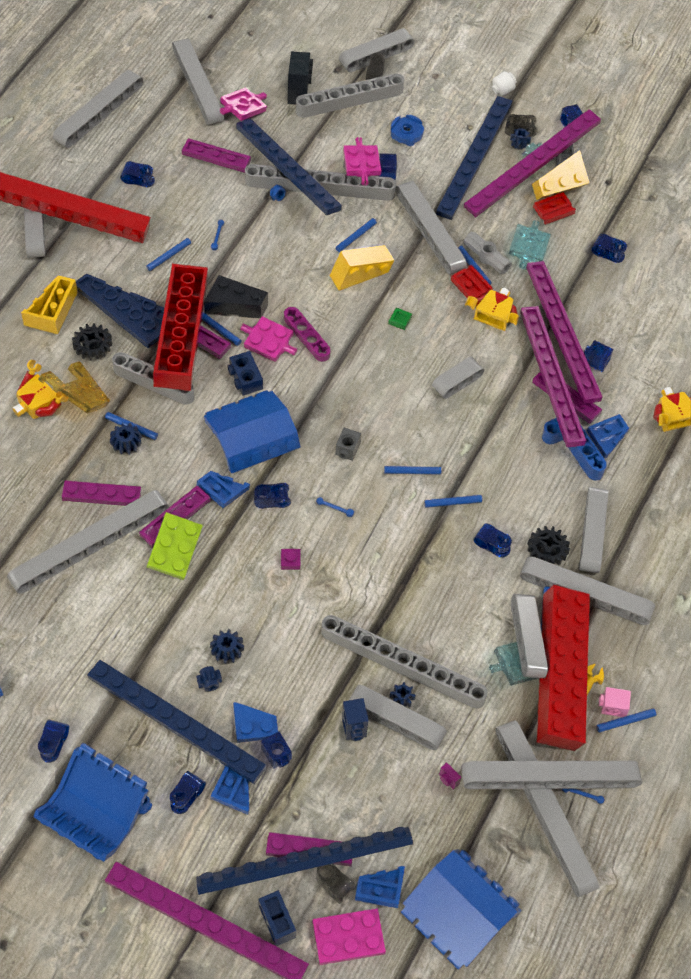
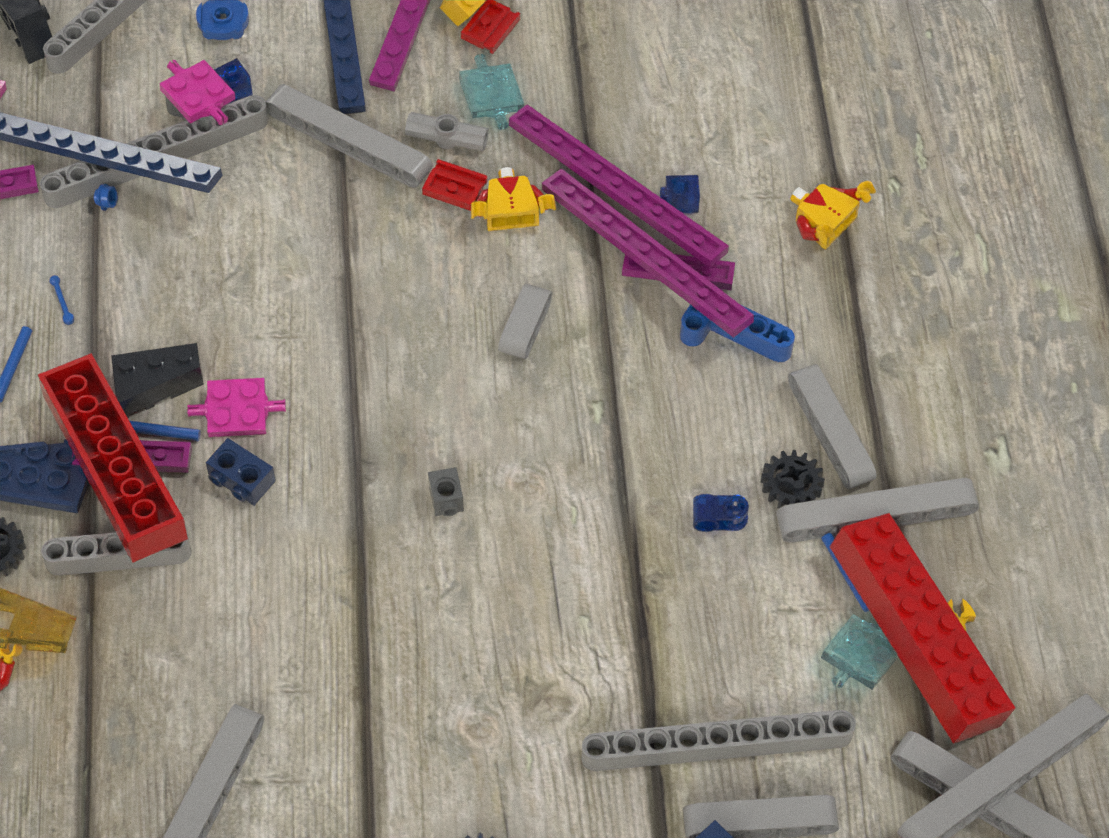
camera: 30 degrees left, 0 degrees up
(100, 493) = (155, 754): magenta plate -> none
(125, 438) = (138, 657): dark blue gear -> none
(144, 431) = (130, 635): blue bar -> none
(174, 546) = (312, 767): lime plate -> none
(183, 508) = (282, 726): magenta plate -> none
(221, 488) = (318, 650): blue wing -> none
(253, 430) = (305, 543): blue hinge -> none
(273, 494) = (398, 616): clear blue piece -> none
(290, 559) = (477, 691): magenta plate -> none
(308, 333) = (285, 368): magenta beam -> none
(349, 512) = (508, 584): blue hinge -> none
(356, 235) = (253, 199): blue bar -> none
(360, 265) = (293, 238): yellow wedge -> none
(400, 318) = (393, 282): green tile -> none
(406, 691) = (751, 778): dark blue gear -> none
(411, 470) = (551, 479): blue bar -> none
(453, 501) = (631, 490): blue bar -> none
(470, 261) = (433, 155): blue bar -> none
(528, 636) = (853, 612): light grey beam -> none
(600, 799) = (1073, 769): blue hinge -> none
(608, 247) = (595, 44): clear blue piece -> none
(608, 433) = (763, 289): blue wing -> none
(615, 702) = (1009, 633): bright pink brick -> none
(626, 720) = (1035, 648): blue bar -> none

